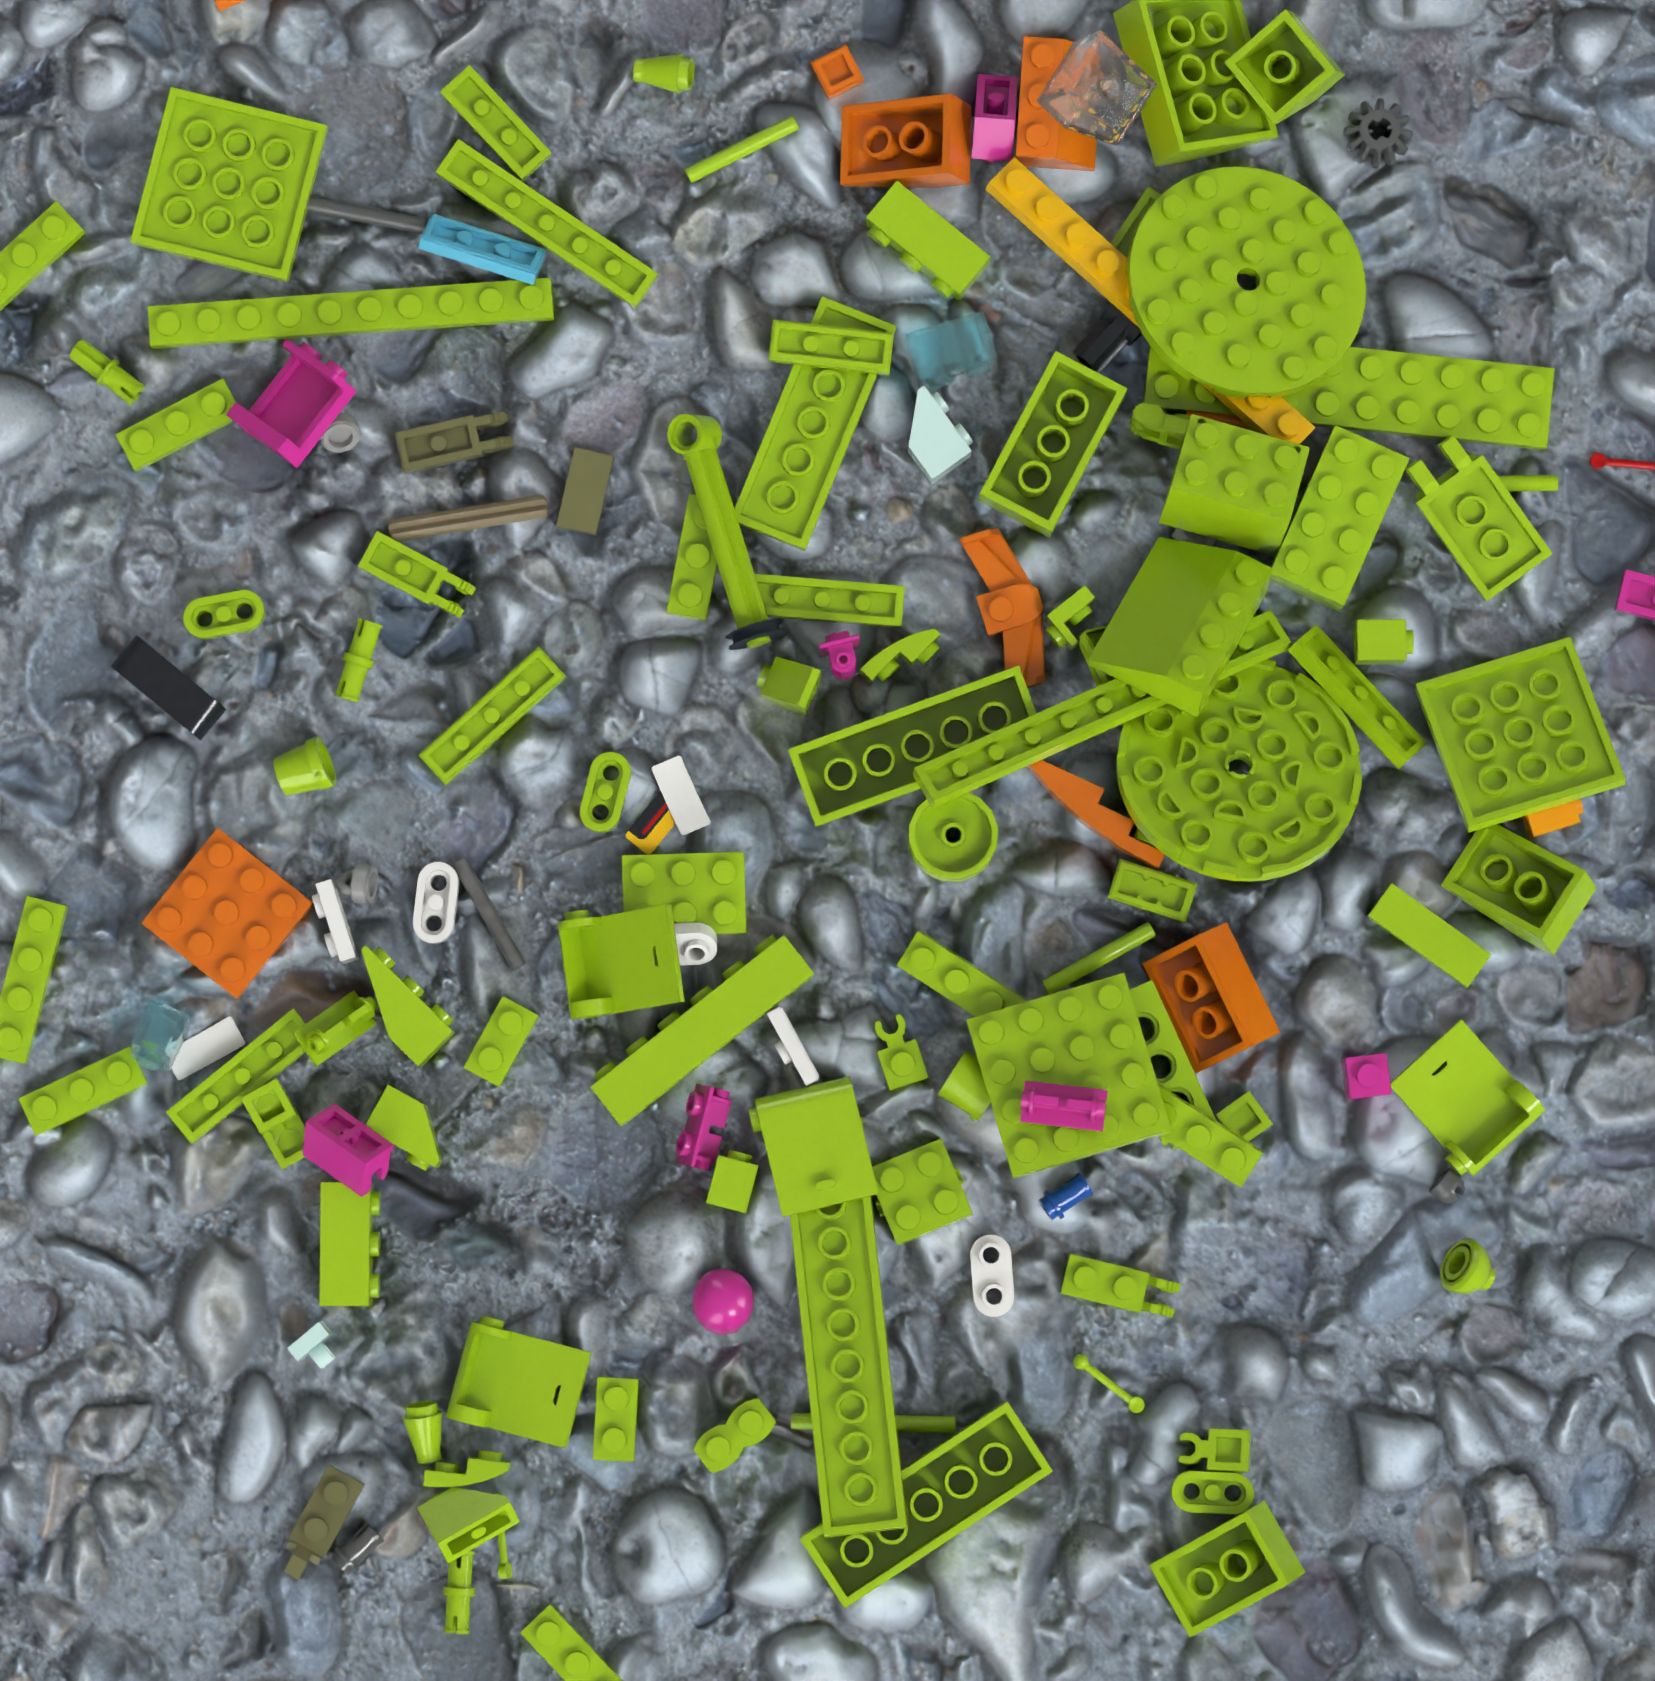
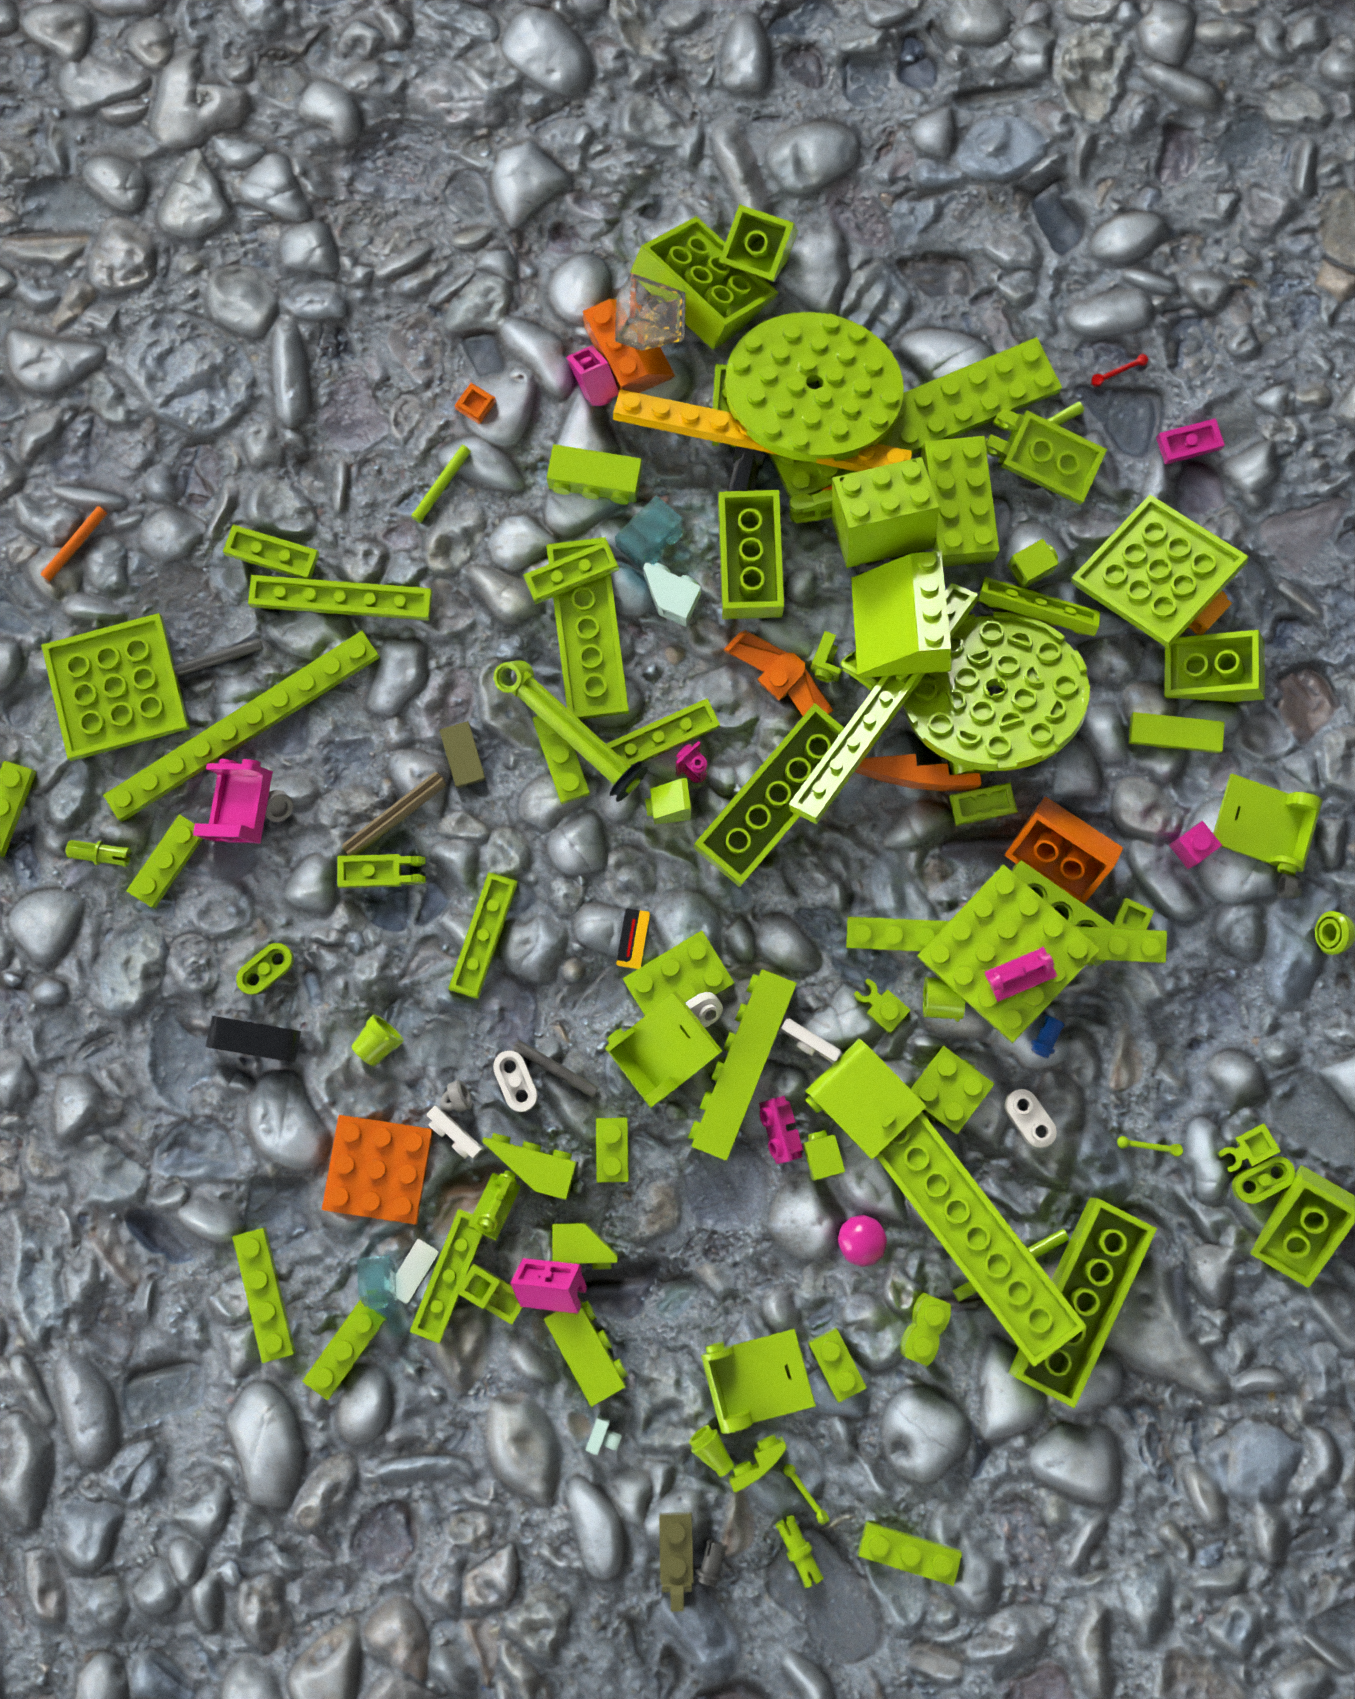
camera: 30 degrees left, 5 degrees down
(358, 660) = (372, 948): lime pin -> none
(449, 442) = (354, 771): olive hinge -> none
(466, 1519) = (776, 1499): lime slope -> none
(482, 249) = (306, 636): medium azure tile -> none
(605, 792) = (587, 943): lime plate -> none
(667, 72) = (366, 460): lime cone -> none
(680, 795) = (638, 917): white sticker -> none
(907, 141) = (545, 416): orange slope -> none
(911, 649) = (734, 738): lime slope -> none
(950, 860) = (833, 859): lime wheel -> none
(1098, 958) = (974, 868): lime bar -> none
(1114, 1285) = (1114, 1078): lime hinge -> none
(1384, 146) = (840, 265): dark grey gear -> none

